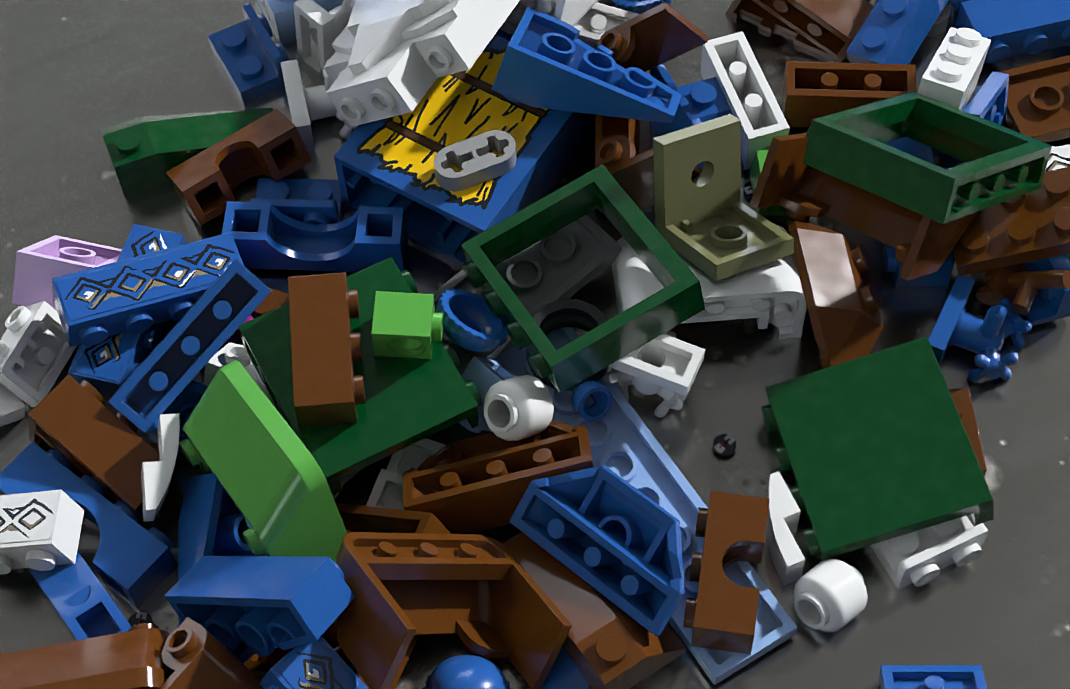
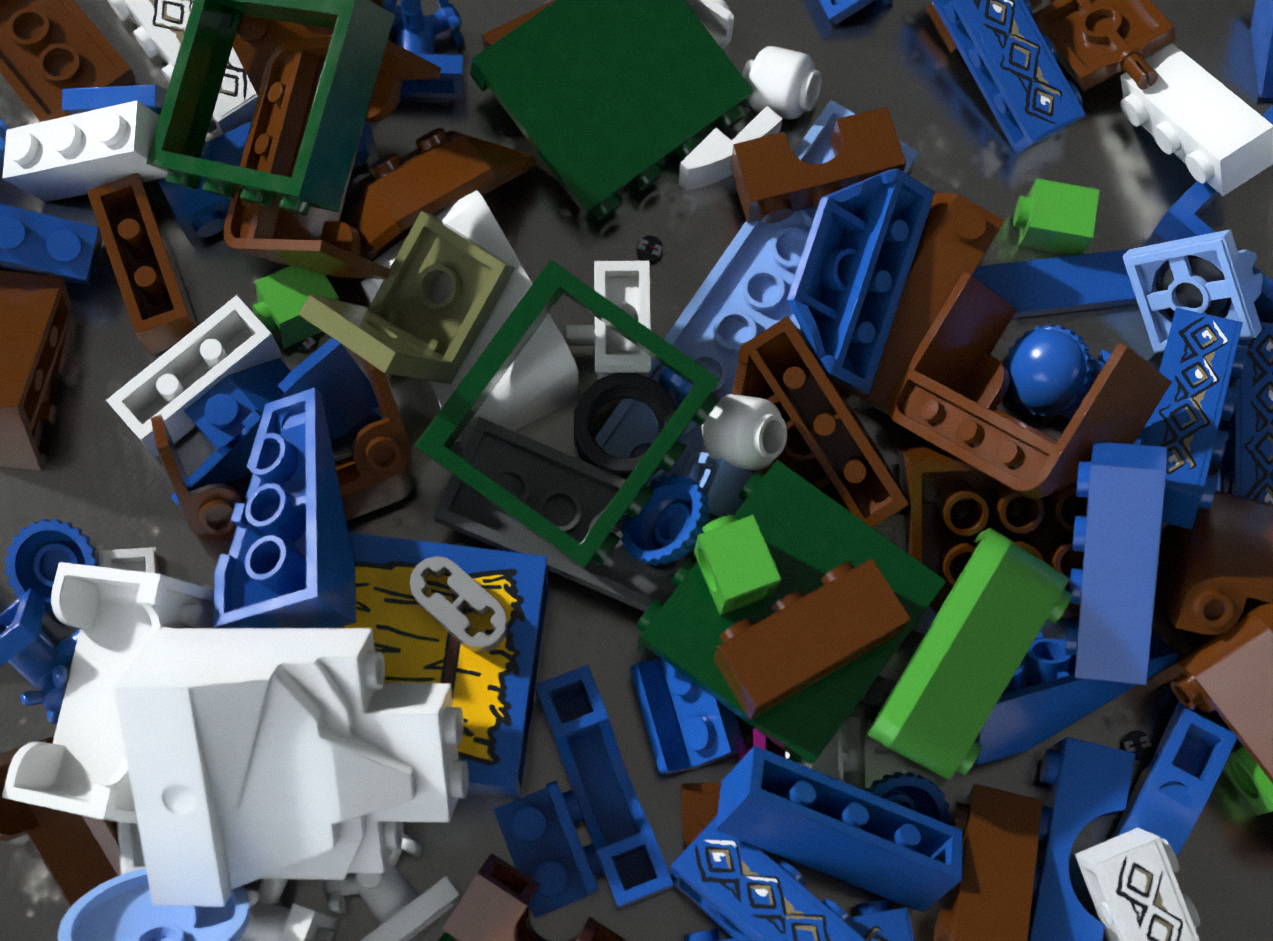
camera: 120 degrees left, 15 degrees up
(158, 475) = (1006, 778): white slope -> none

